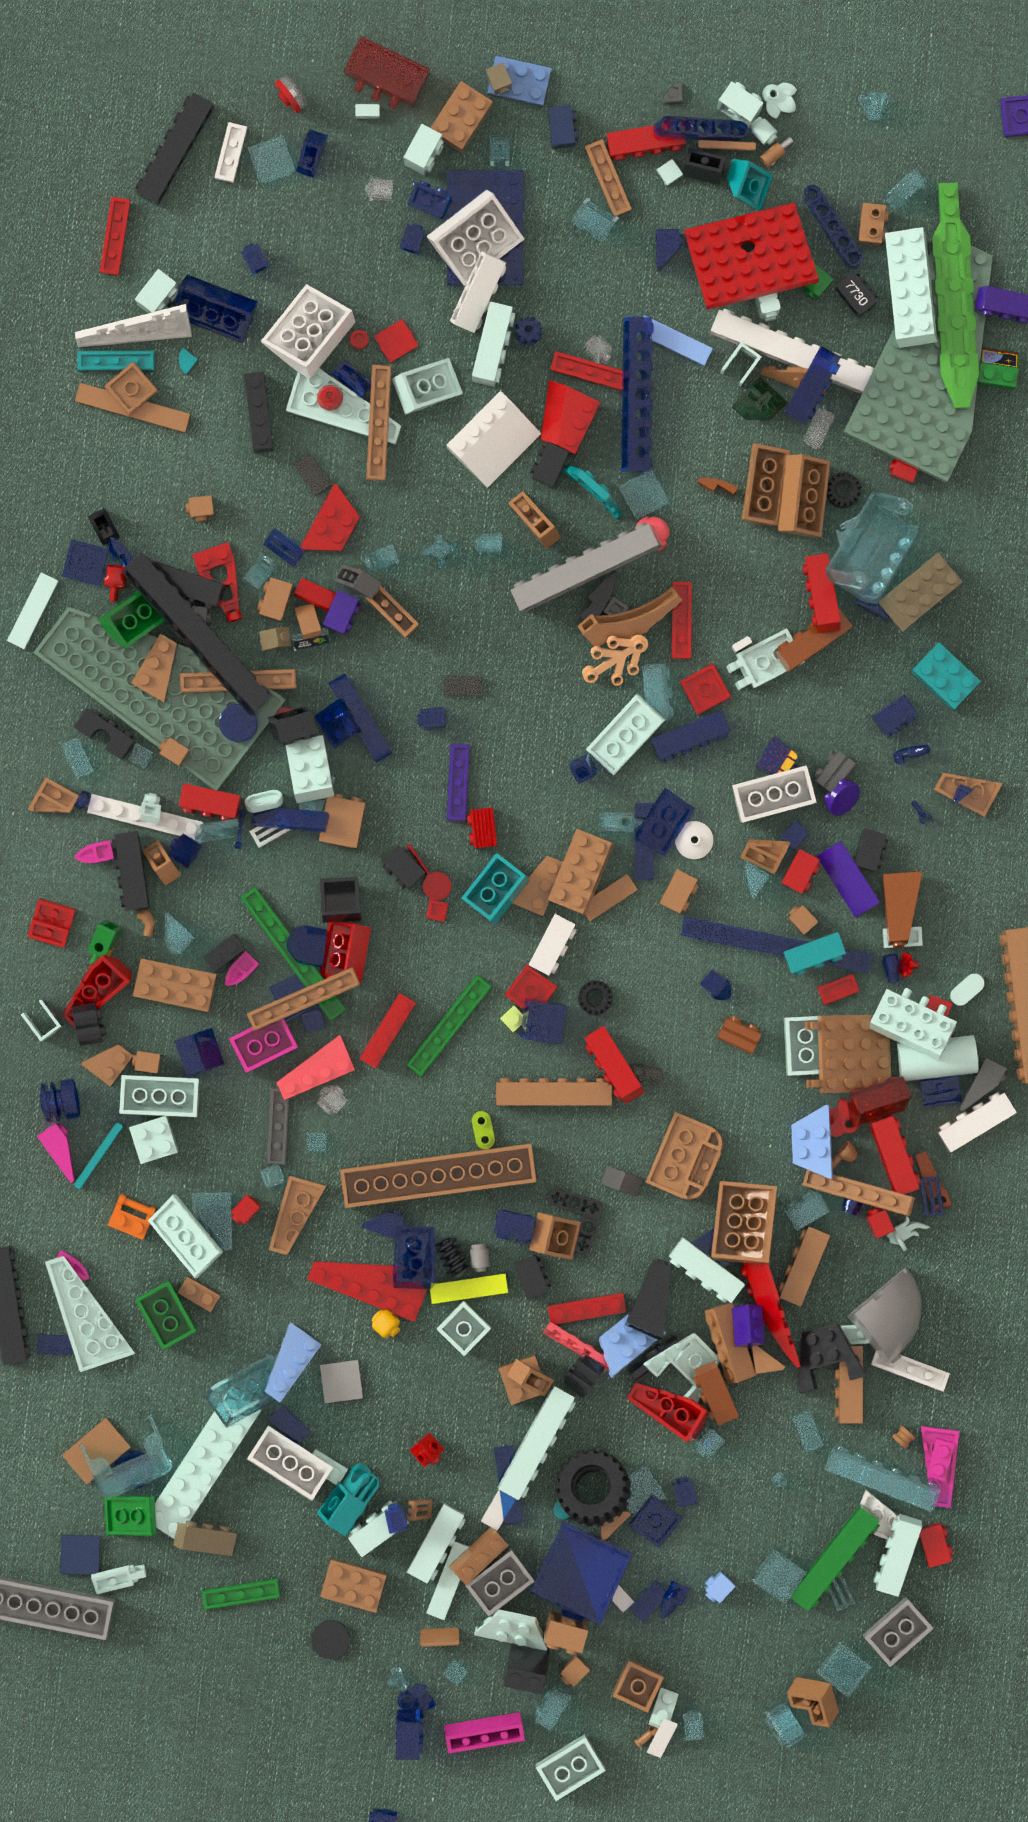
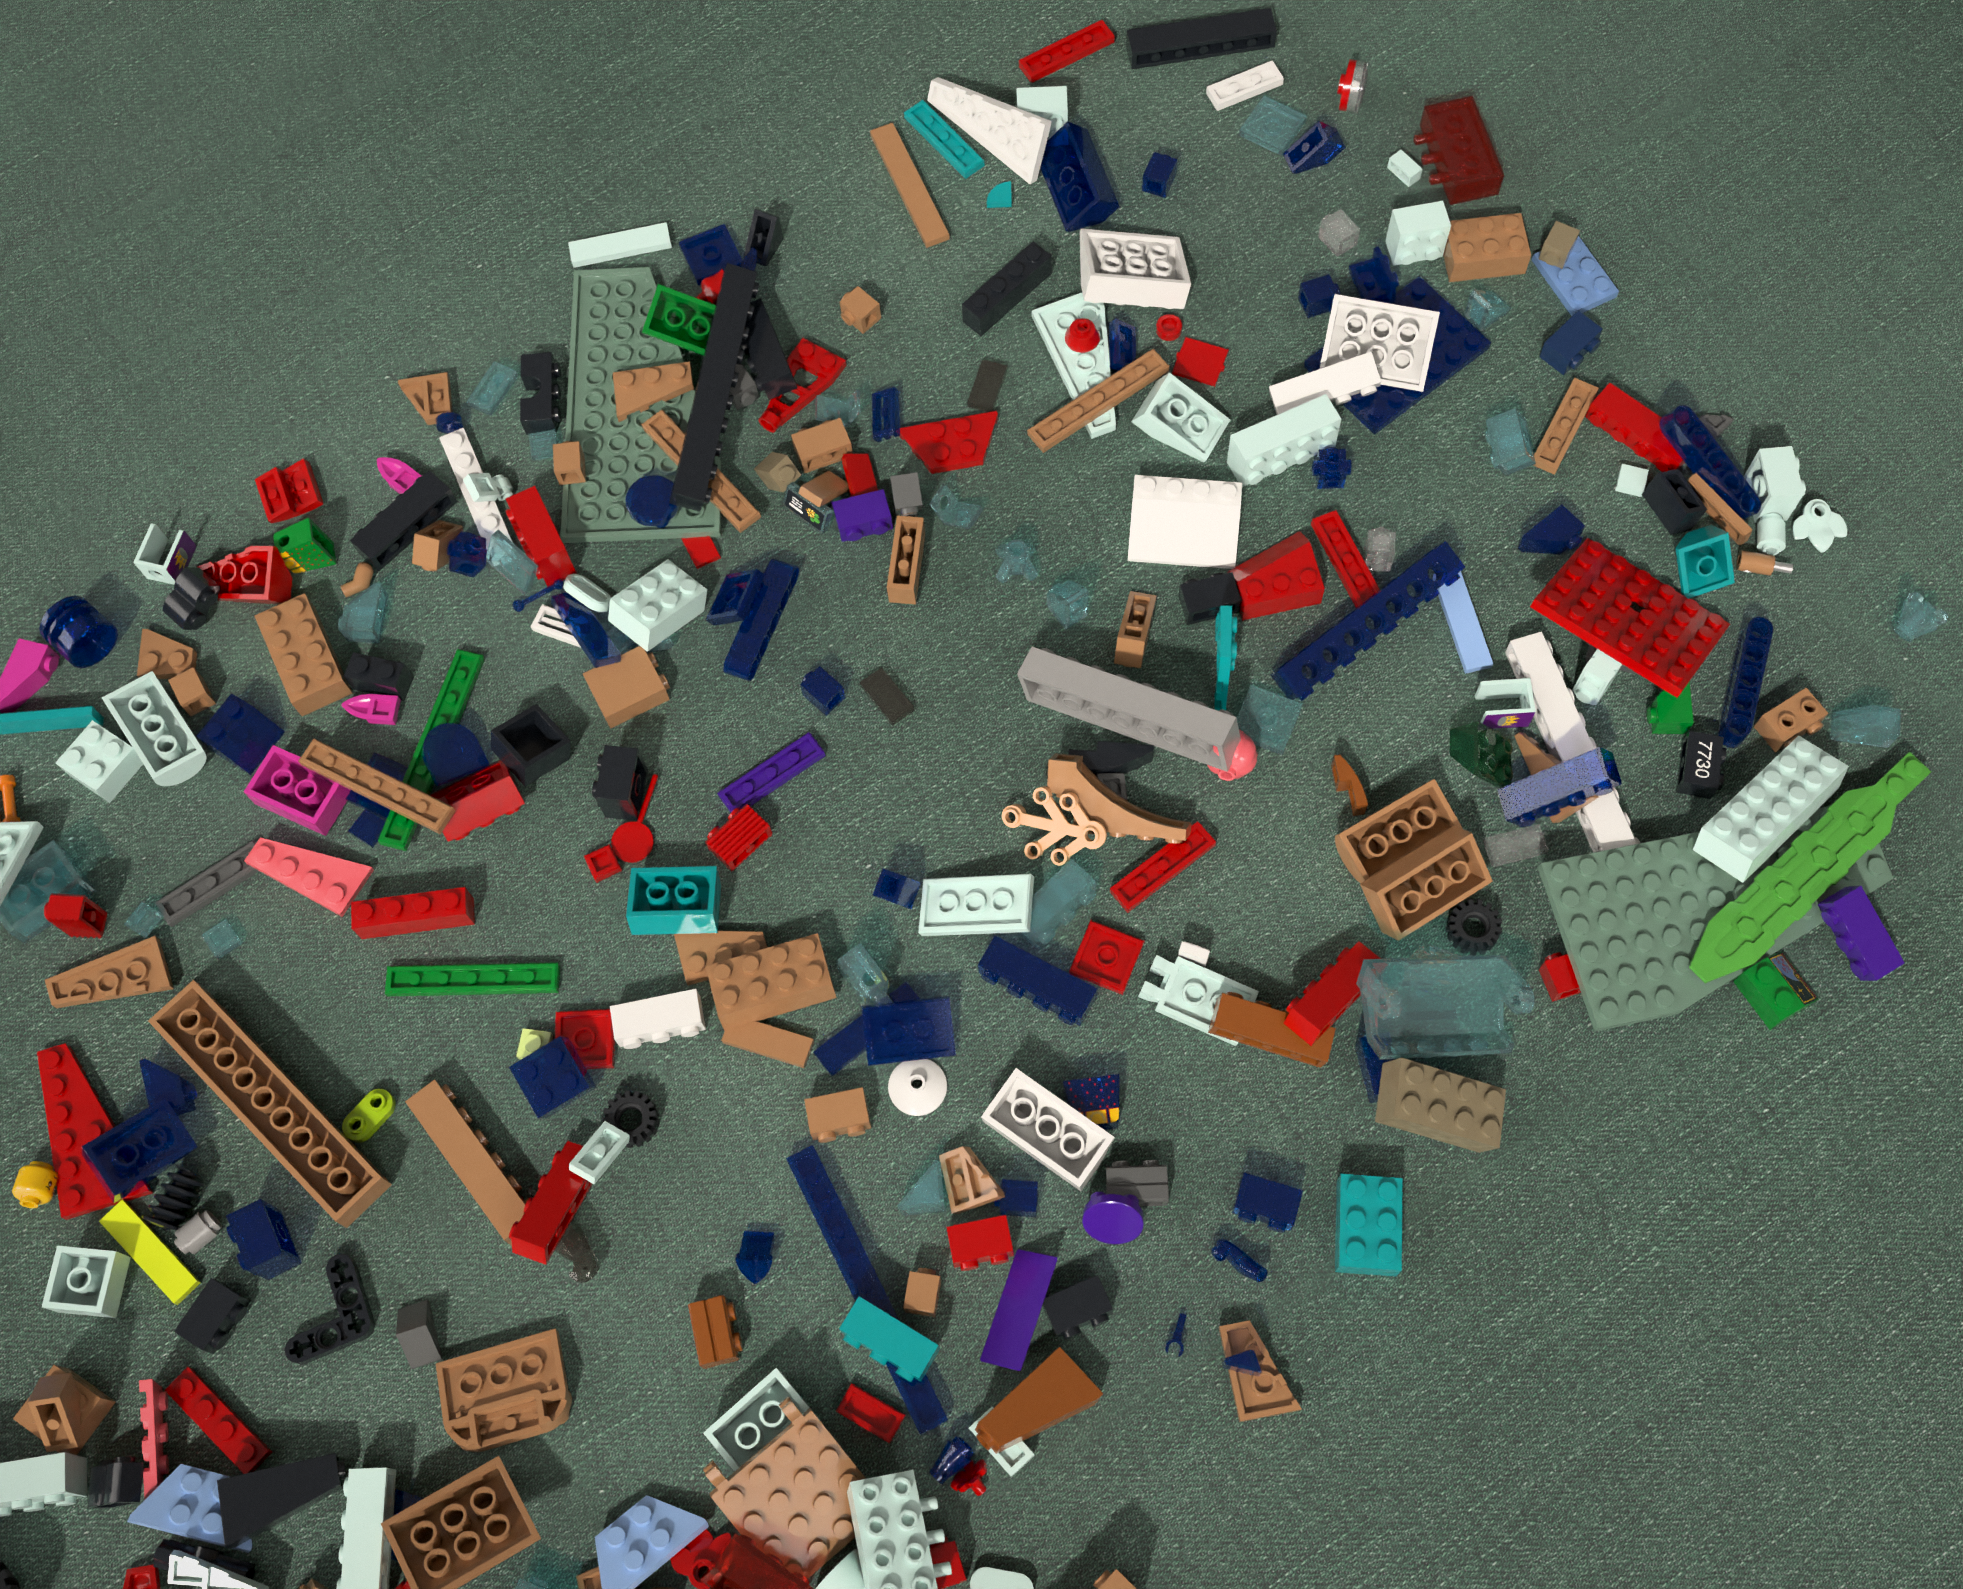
camera: 60 degrees right, 20 degrees down
(131, 388) = (926, 165): medium nougat tile -> none
(292, 725) = (696, 552): black brick -> none
(332, 1099) = (284, 915): clear brick -> none
(555, 1236) = (281, 1300): medium nougat brick -> none
(606, 1025) = (599, 1152): none -> light aqua plate

